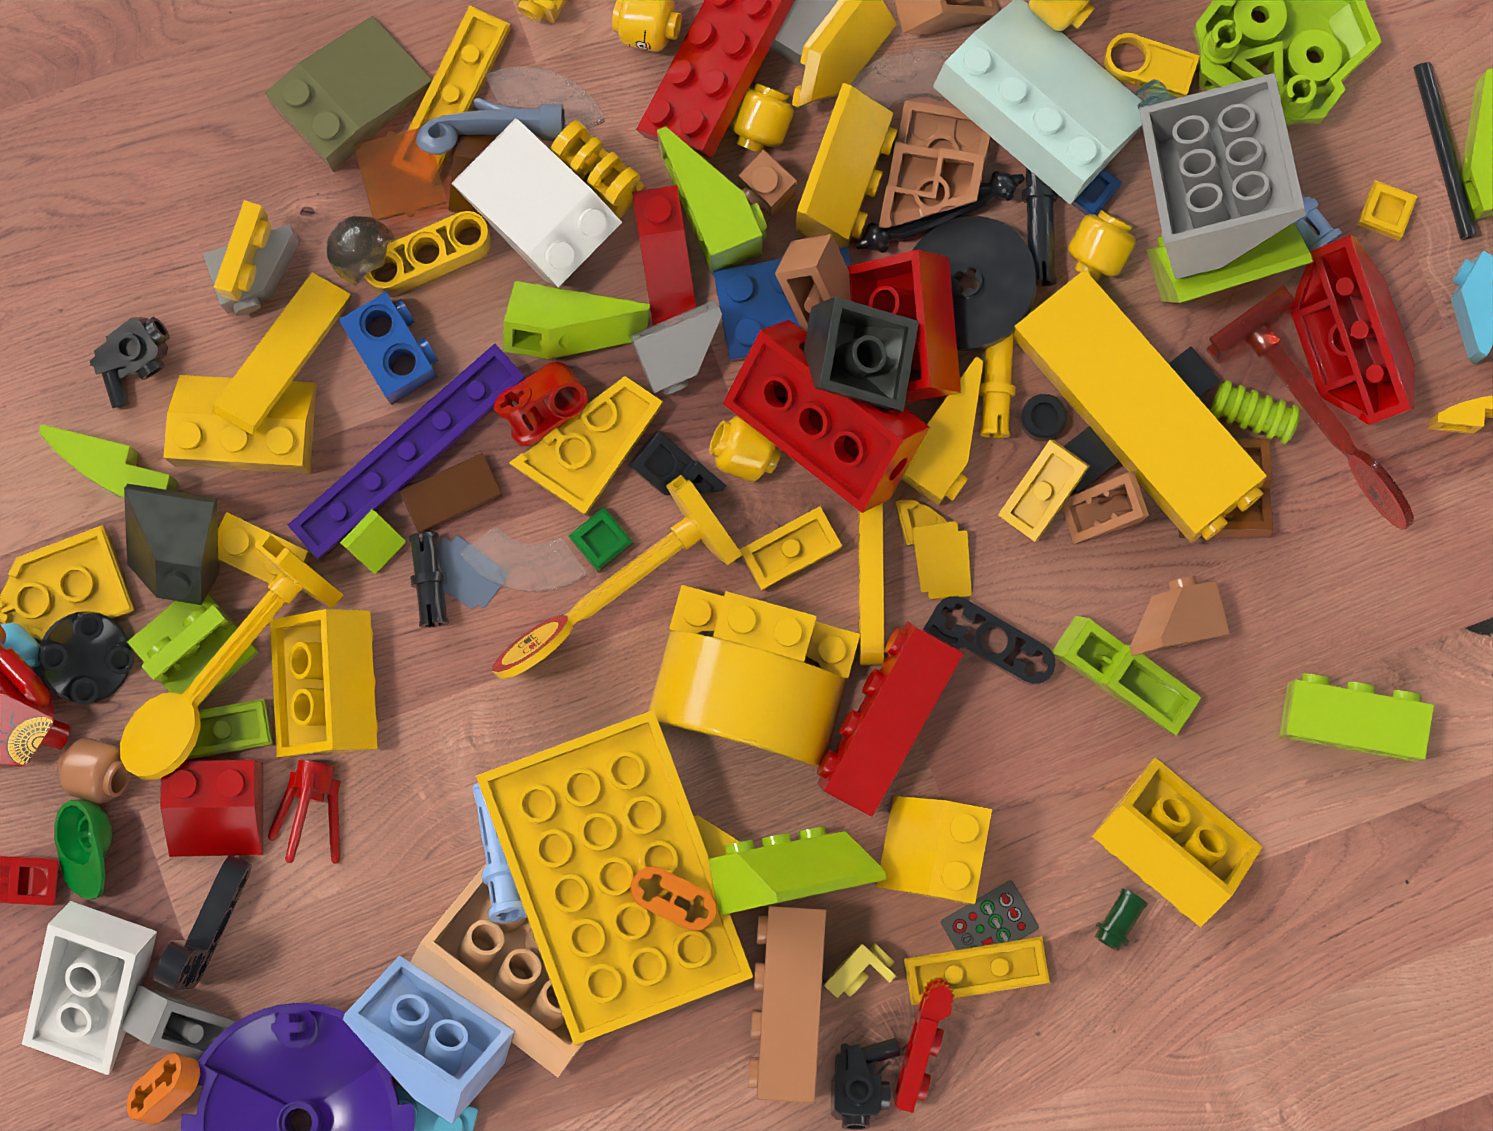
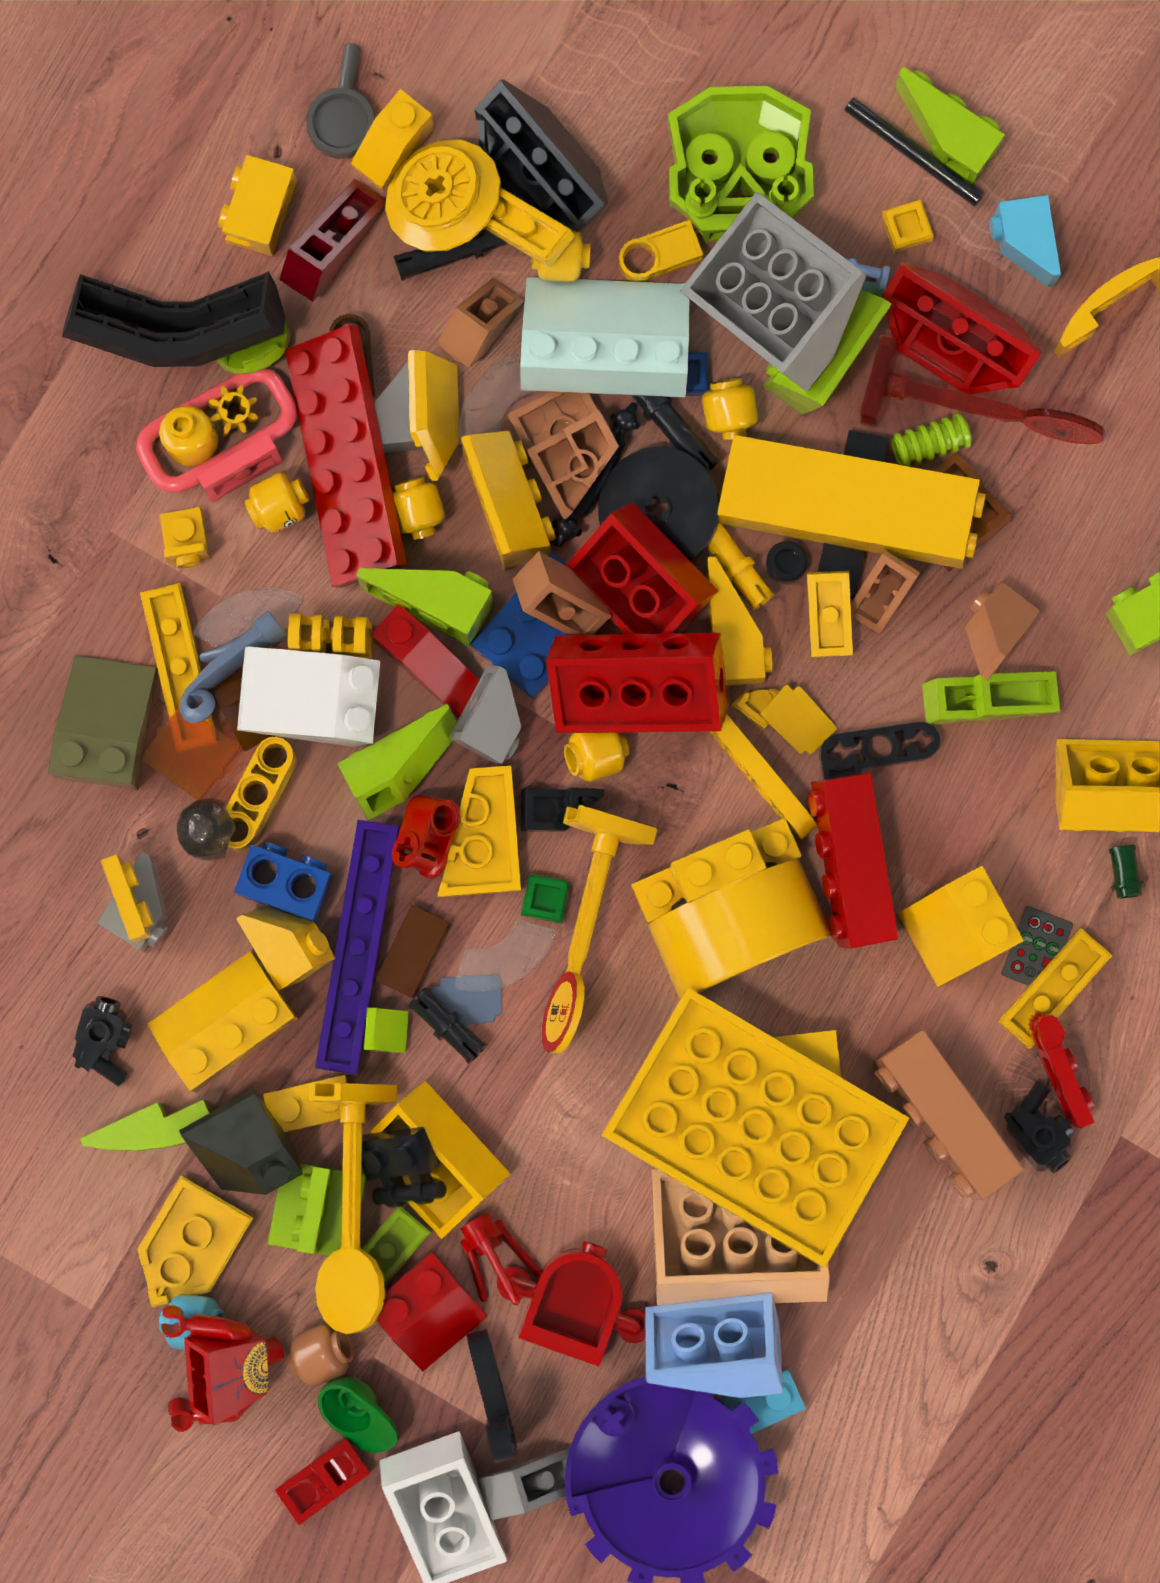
camera: 40 degrees left, 0 degrees up
(85, 657) = (246, 1279): black dish -> none
(163, 1088) = (556, 1537): orange beam -> none
(281, 353) = (212, 948): yellow tile -> none
(291, 653) = (400, 1154): none -> black plate
(341, 904) = (575, 1304): none -> red piece
(346, 400) = (285, 945): none -> yellow slope
(496, 874) = (669, 1192): light blue pin -> none
(668, 909) = (812, 1118): orange beam -> none
(767, 184) = (459, 551): nougat brick -> none
(790, 548) = (685, 797): yellow plate -> none
(790, 869) = (874, 1022): lime slope -> none
(850, 975) = (969, 1062): light yellow bracket -> none
(860, 352) = (630, 619): pearl dark grey slope -> none
(1153, 93) = (681, 271): clear light blue hand -> none

